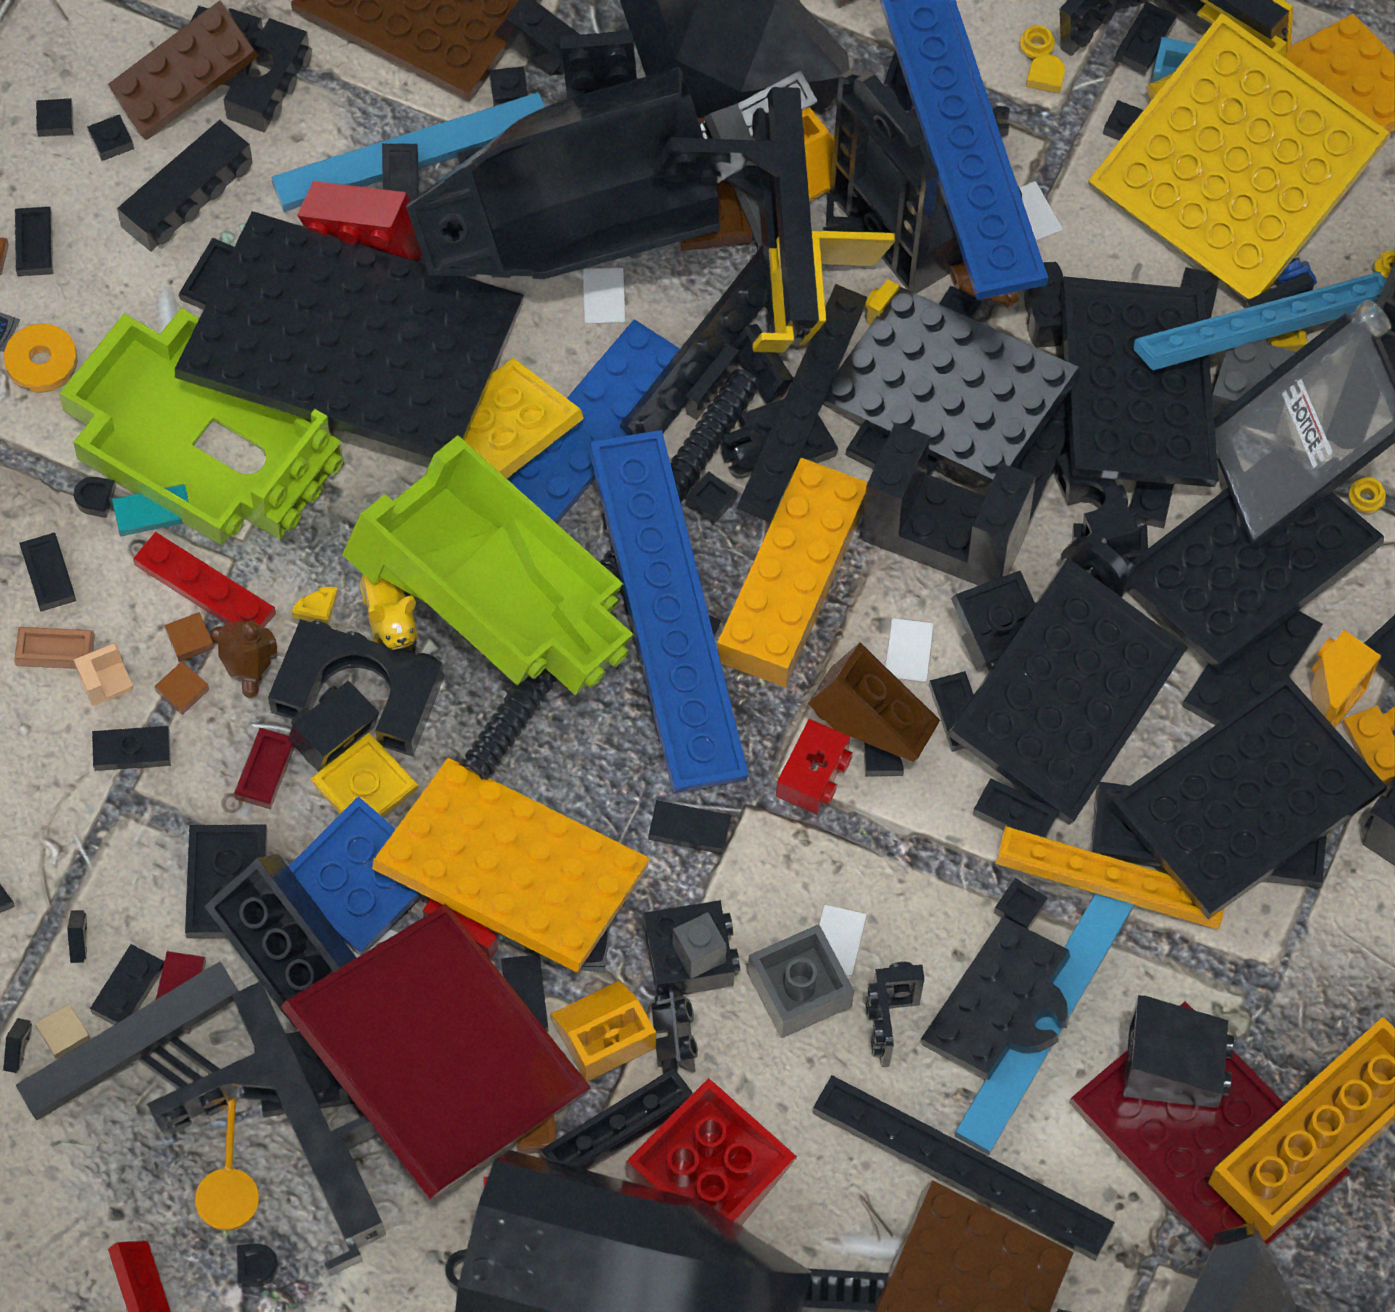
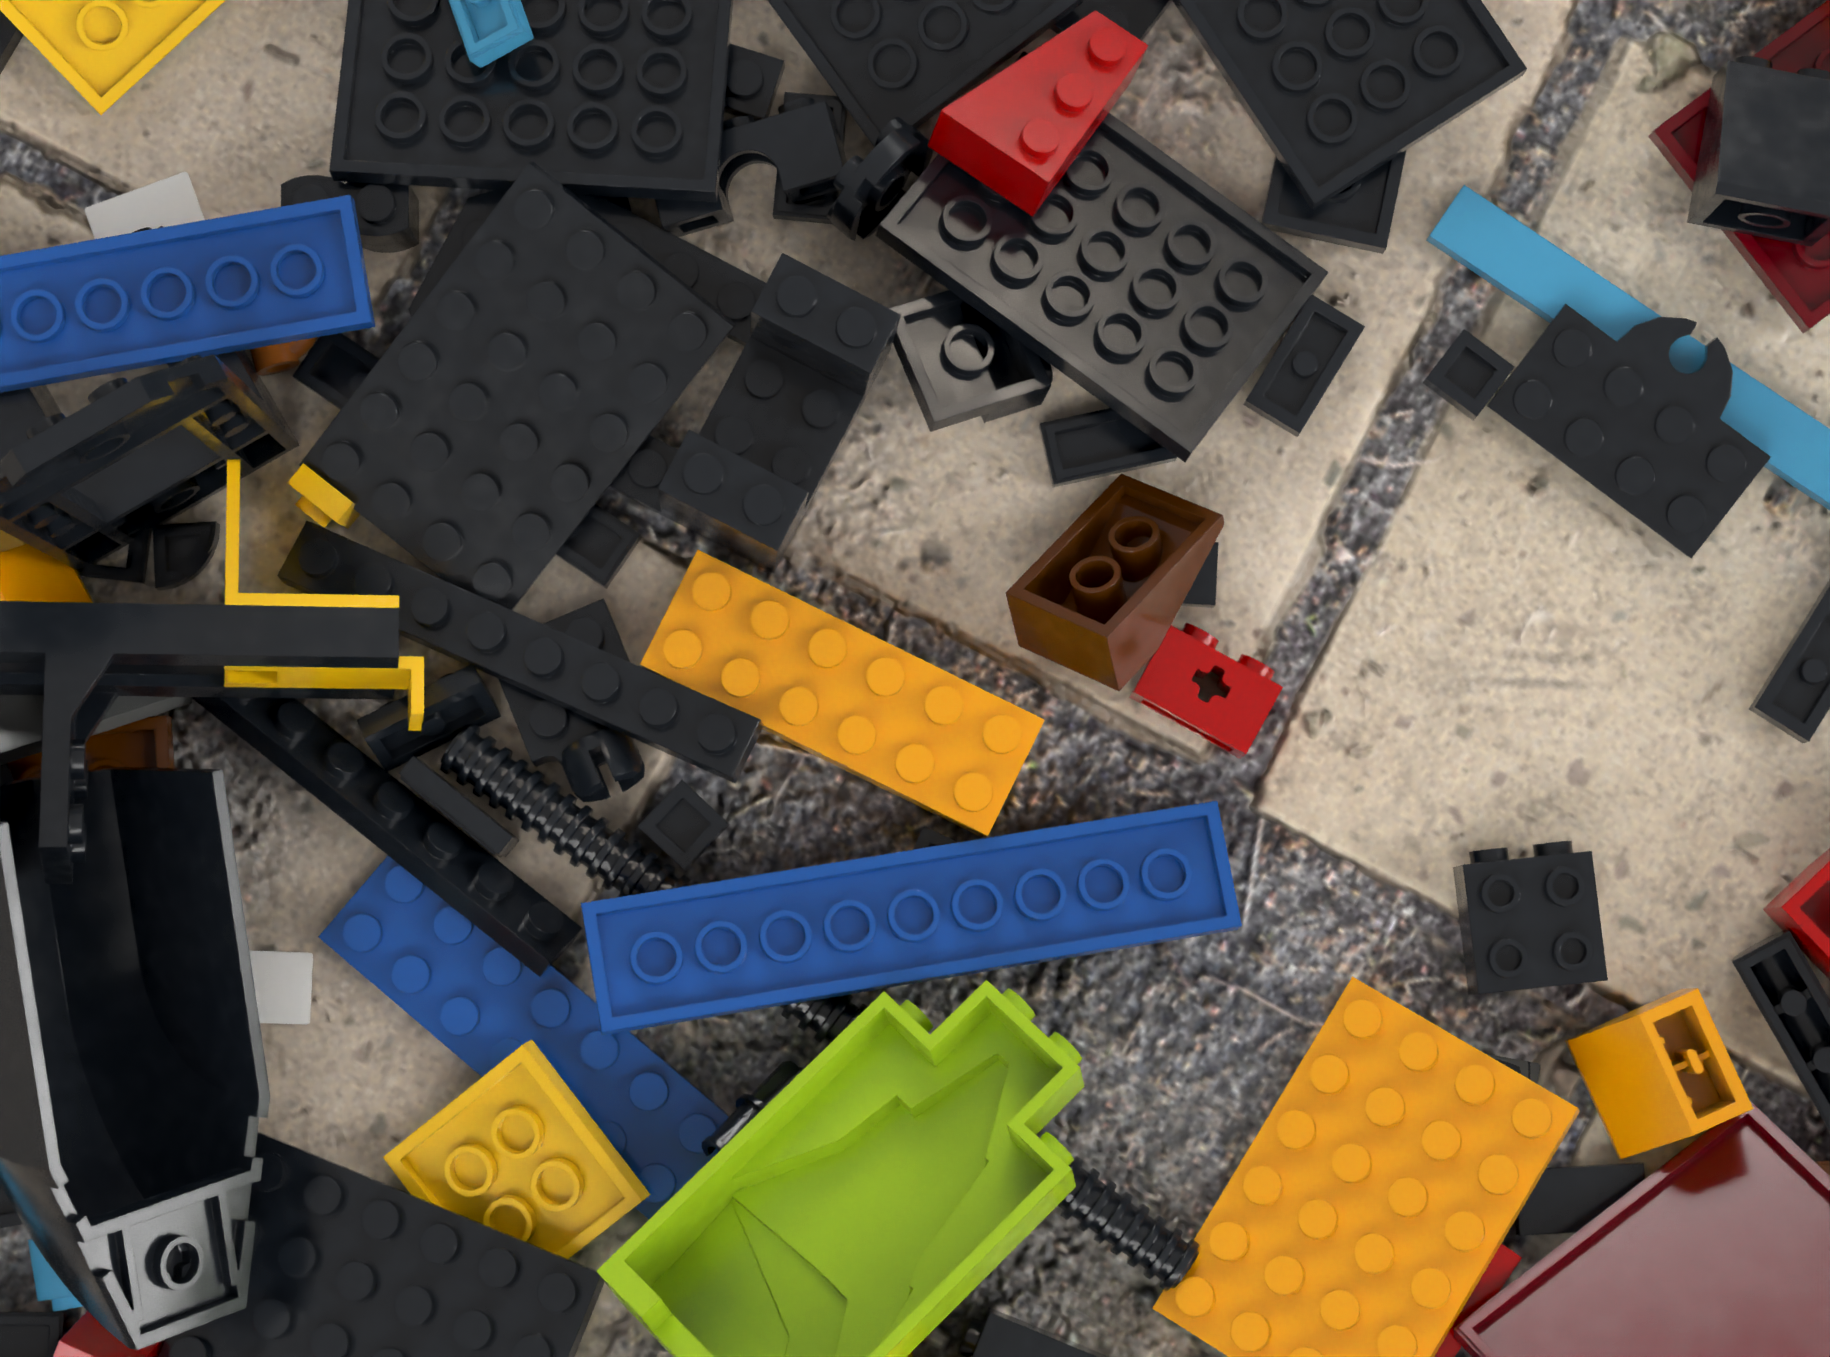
camera: 85 degrees left, 20 degrees up
(674, 1015) = (1690, 952): black hinge -> none
(689, 827) = (1295, 905): black tile -> none
(699, 945) = (1573, 906): dark grey brick -> none
(800, 980) = (1598, 743): dark grey brick -> none
(844, 932) = (1501, 677): white sticker -> none
(892, 988) = (1625, 605): black bracket -> none
(909, 649) = (985, 513): white sticker -> none
(1099, 875) = (1424, 253): light orange tile -> none
(1149, 645) = (1040, 111): none -> red wedge

